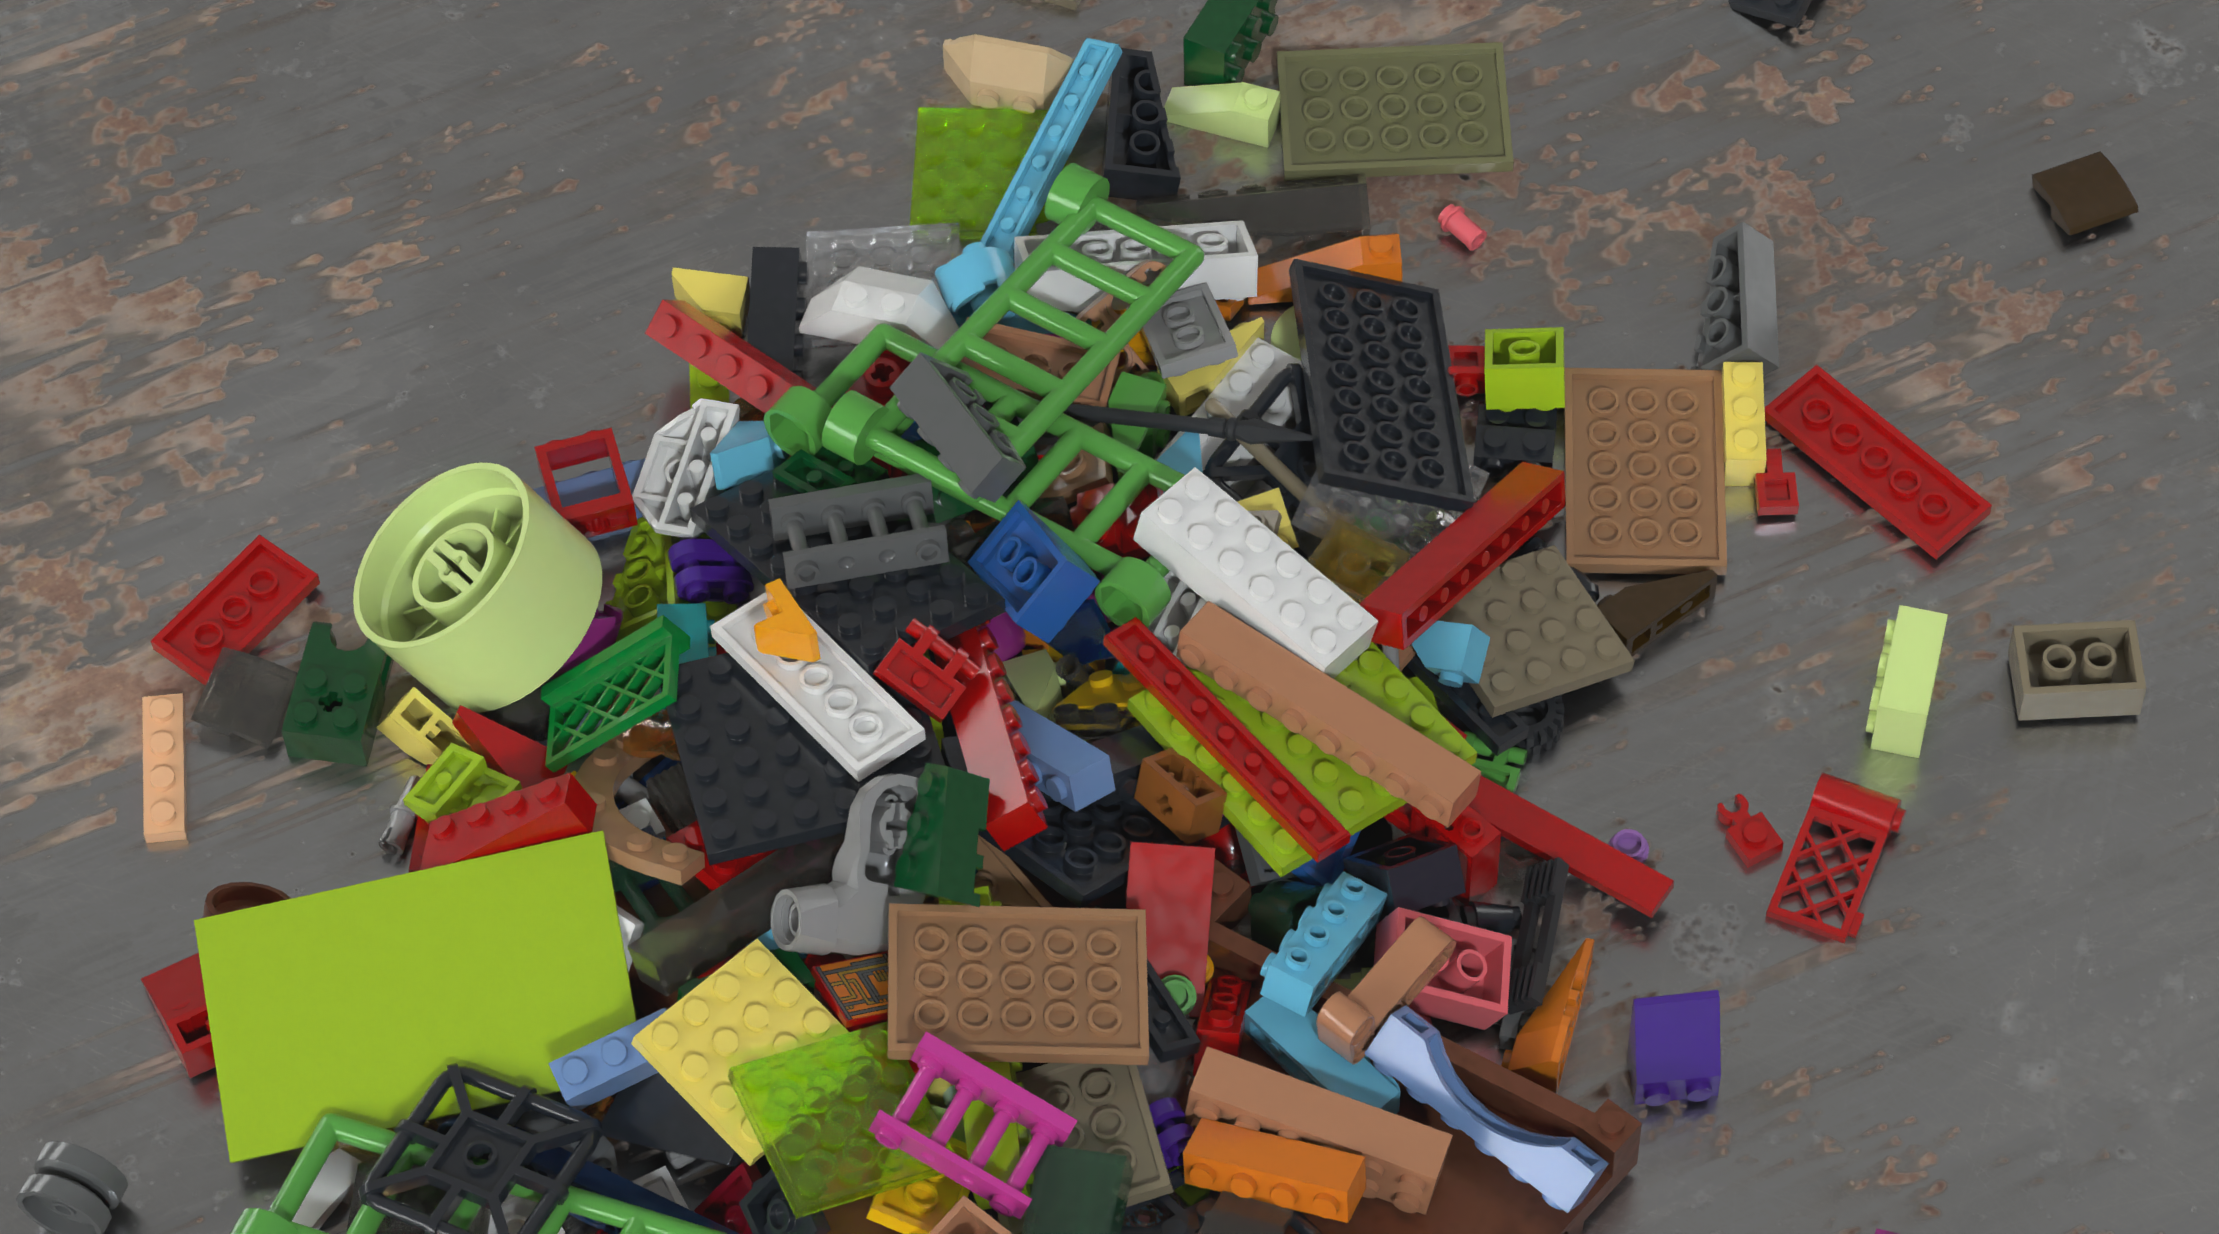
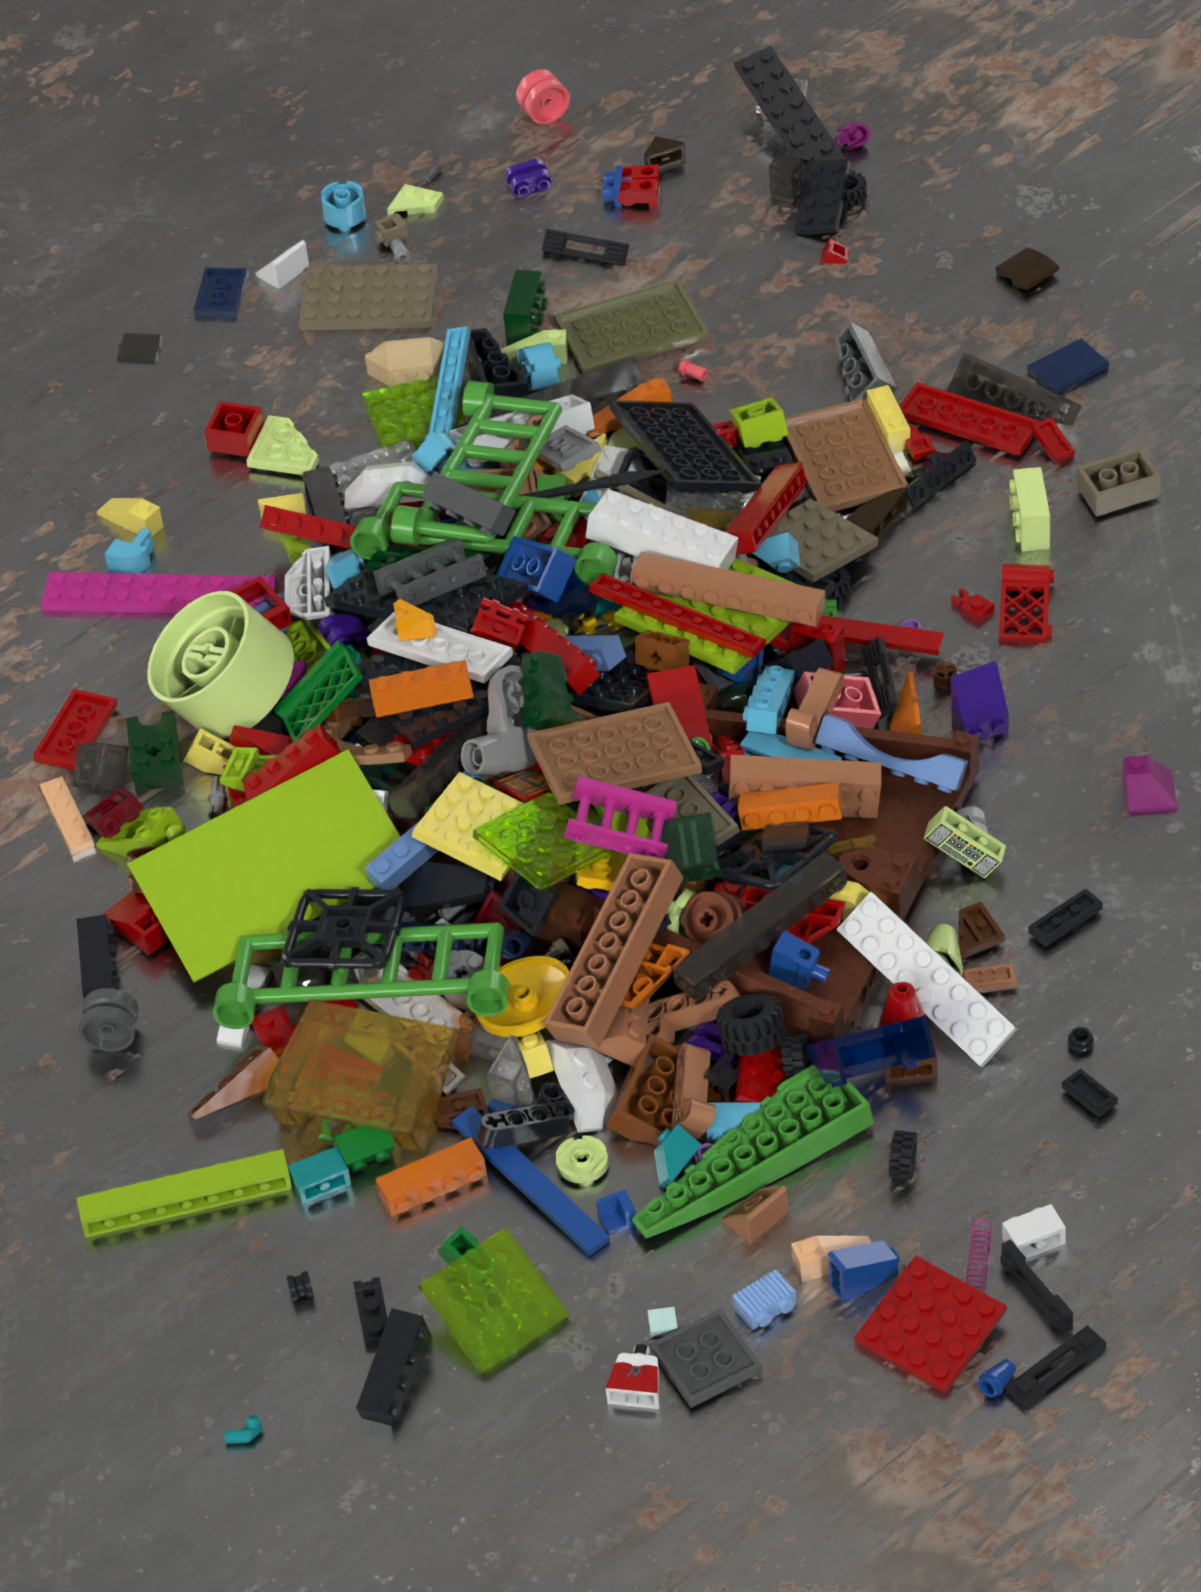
camera: 15 degrees left, 10 degrees down
(103, 1066) = (97, 954): none -> black brick
(229, 794) = (113, 812): none -> dark red plate
(264, 843) = (151, 828): none -> lime slope
(443, 311) = (130, 557): none -> medium azure brick
(450, 384) = (135, 591): none -> dark pink plate
(475, 231) = (133, 514): none -> light yellow slope
(690, 118) = (234, 428): none -> red brick
(751, 761) = (421, 688): none -> orange brick
(753, 176) = (282, 448): none -> yellowish green plate
(1212, 148) = (539, 366): none -> medium azure brick
(1648, 950) = (942, 676): none -> reddish brown wheel
(1779, 65) = (834, 253): none -> red slope
(1783, 552) = (936, 472): none -> black bracket
(1963, 433) = (1008, 391): none -> clear smoke wedge
(1999, 550) = (1052, 440): none -> red plate
(2081, 407) = (1068, 366): none -> dark blue tile

